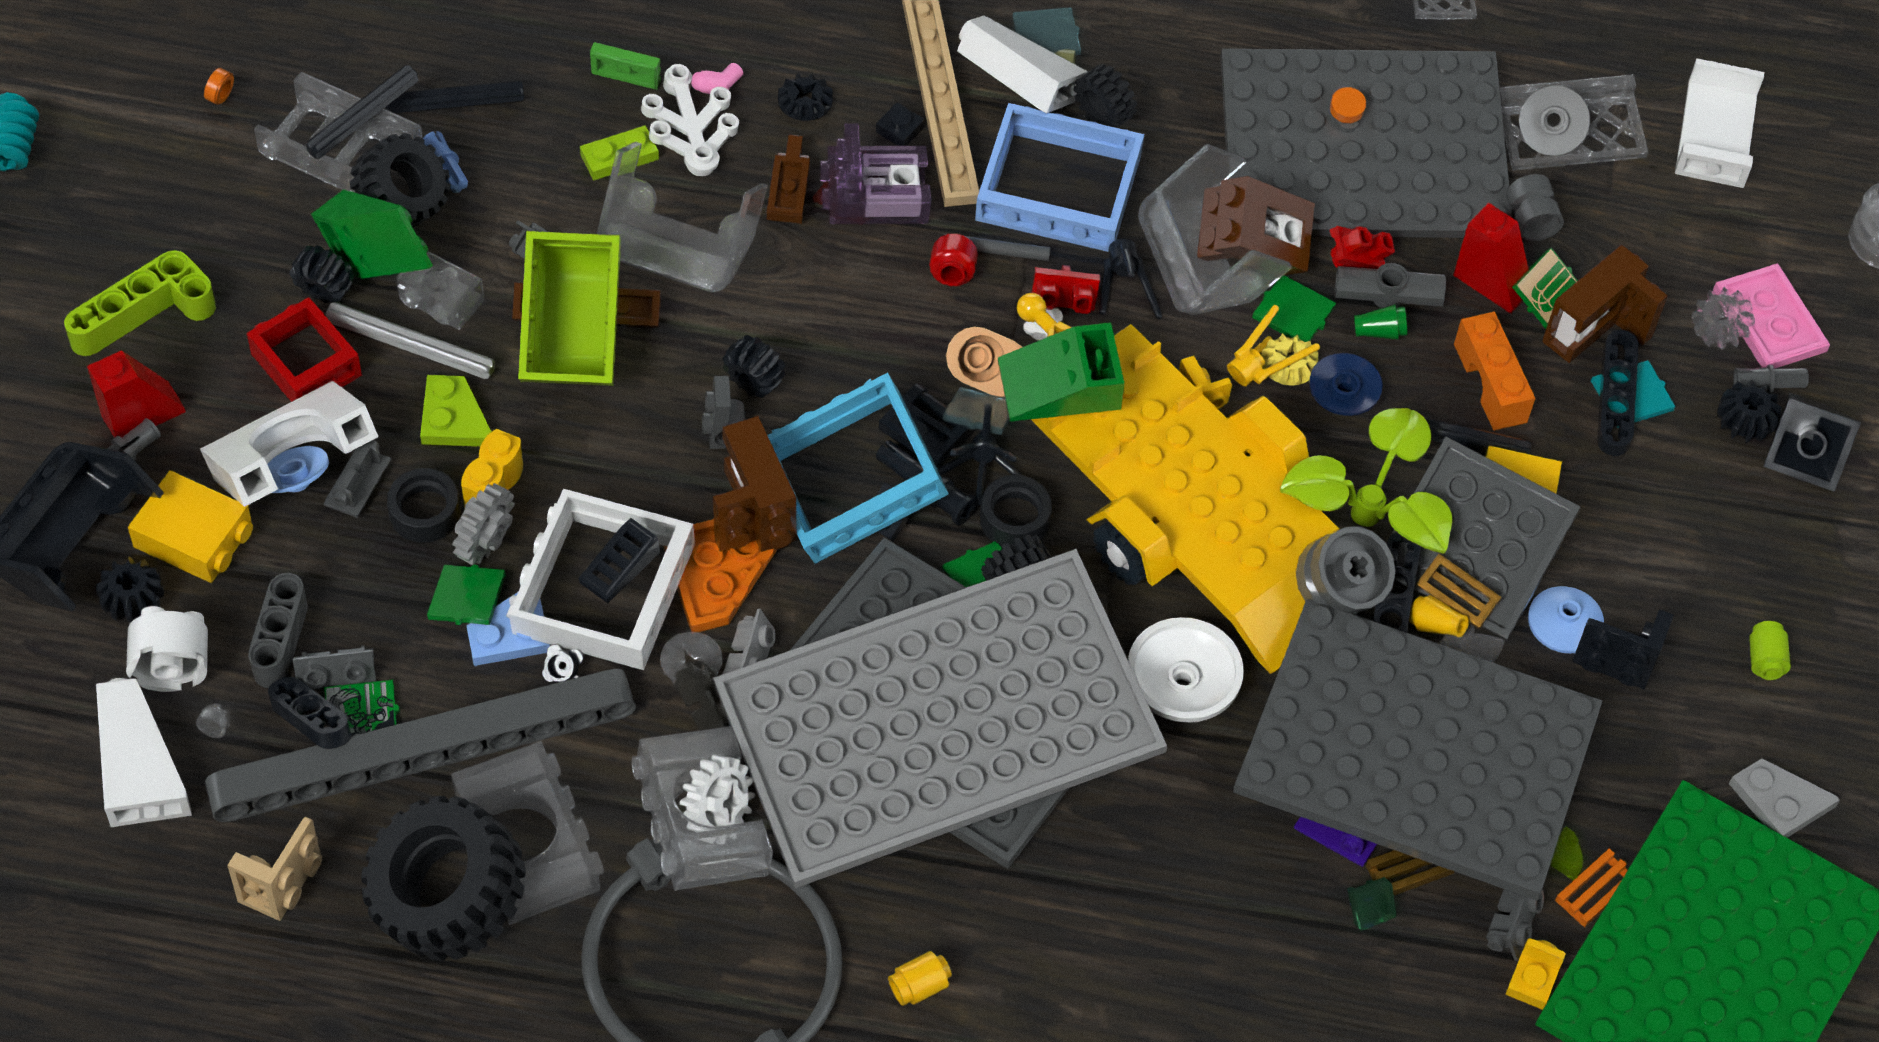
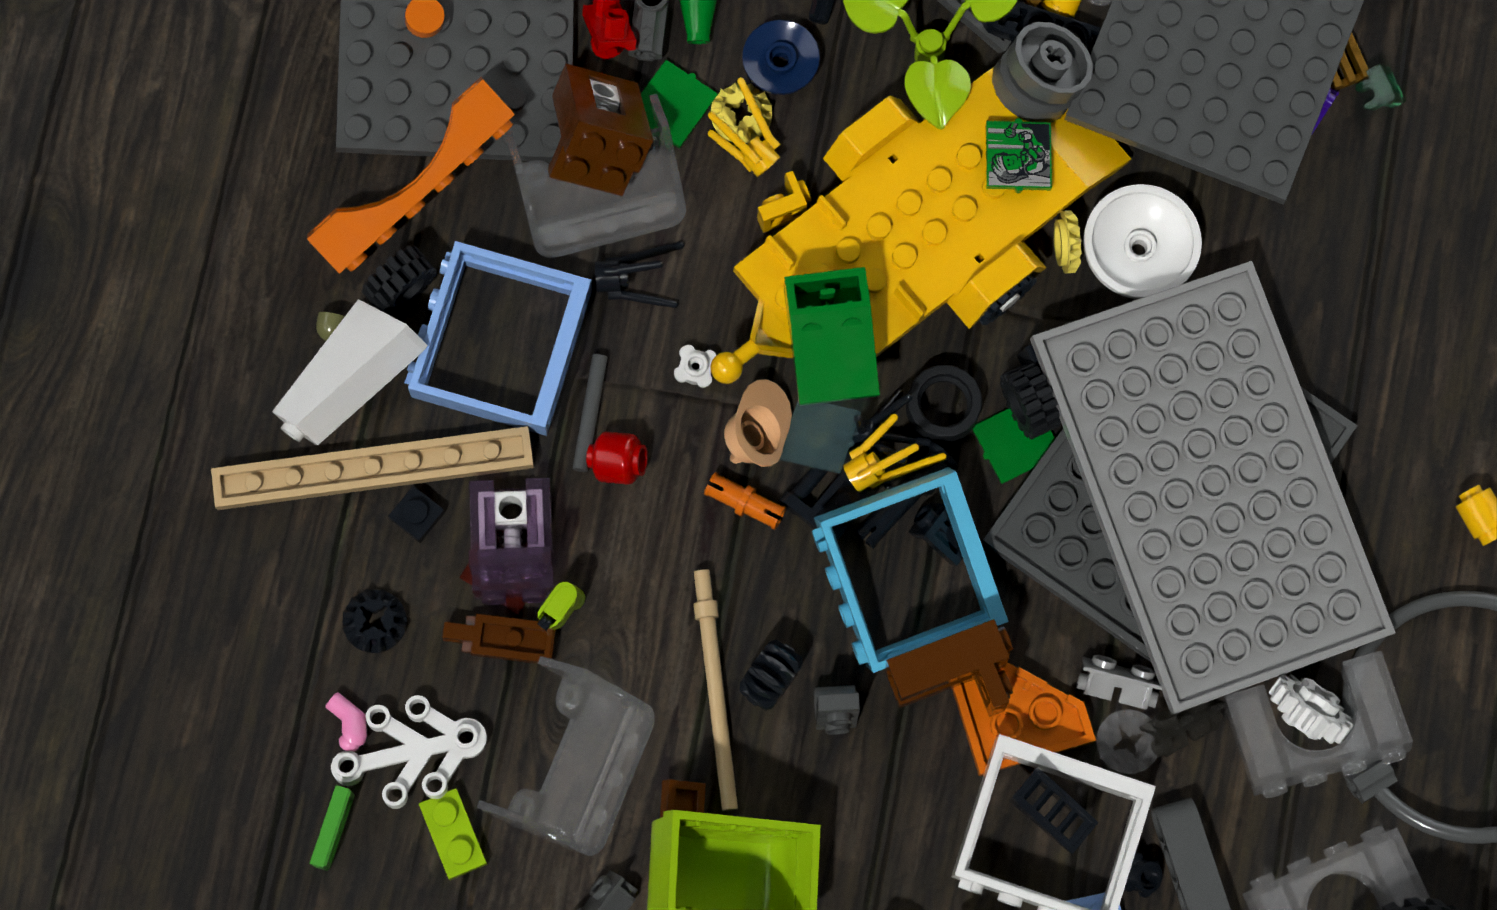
camera: 90 degrees left, 20 degrees up
(815, 330) = (706, 611): none -> tan bar
(818, 210) = (560, 605): none -> lime piece
(918, 357) = (745, 500): none -> orange pin
(947, 436) = (868, 469): none -> yellow plant
(1049, 28) = (278, 345): clear light blue piece -> none
(1066, 288) = (654, 339): red hips -> none
(1181, 603) = (1067, 242): none -> light yellow gear
(1248, 130) = (351, 230): none -> orange arch
(1258, 549) = (1018, 155): none -> piece

